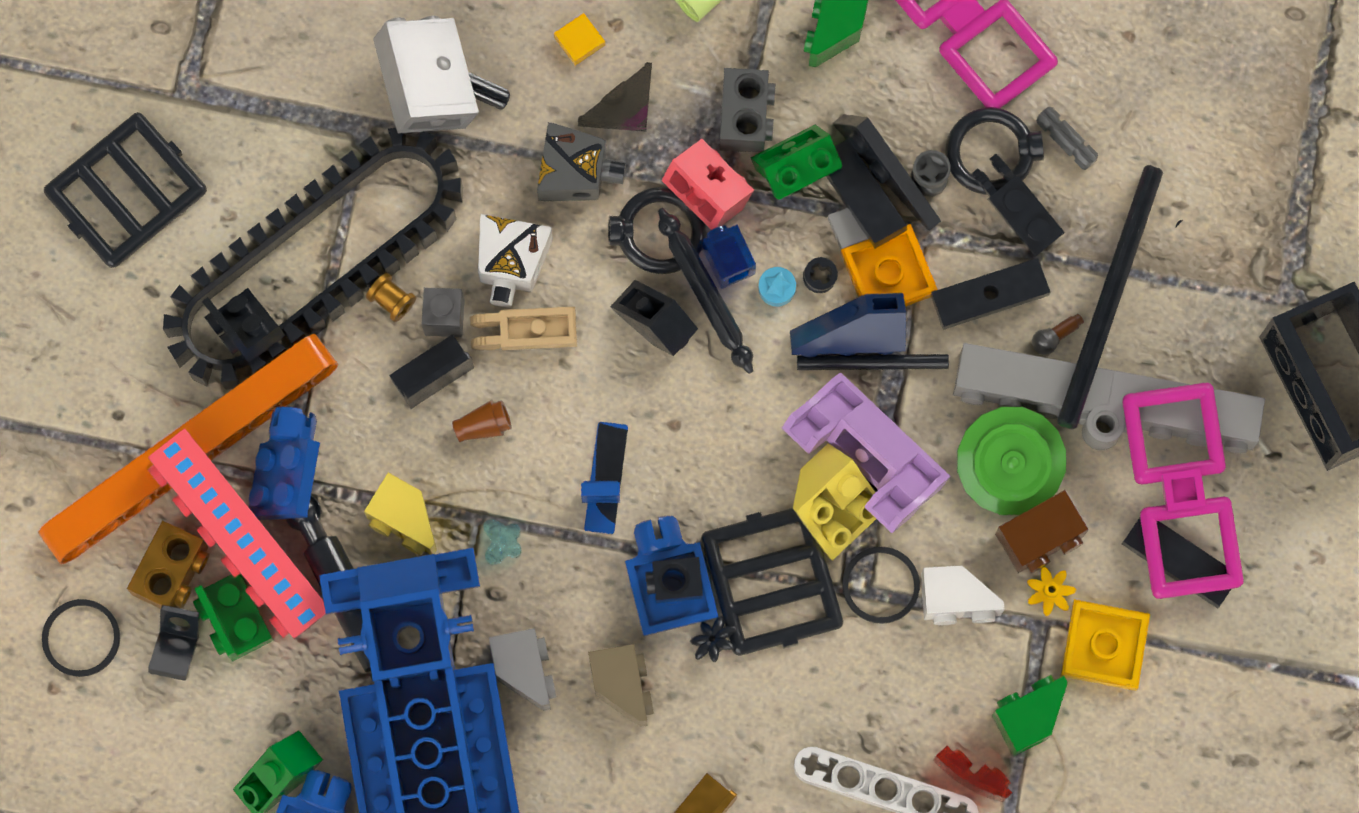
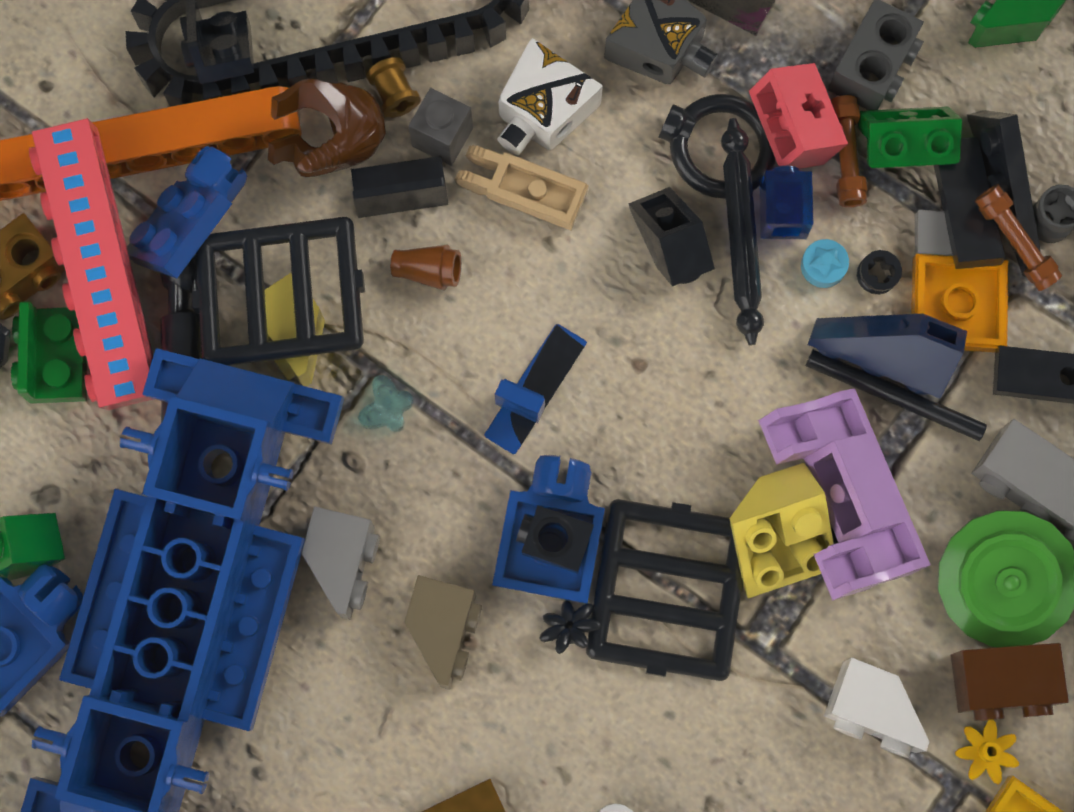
camera: 25 degrees right, 0 degrees up
(375, 338) = (353, 119): none -> reddish brown piece
(425, 520) = (306, 342): none -> black bar
(771, 219) = (851, 186): none -> dark orange bar
(881, 620) = (835, 647): black piece -> none
(936, 221) = (1041, 269): none -> dark orange bar

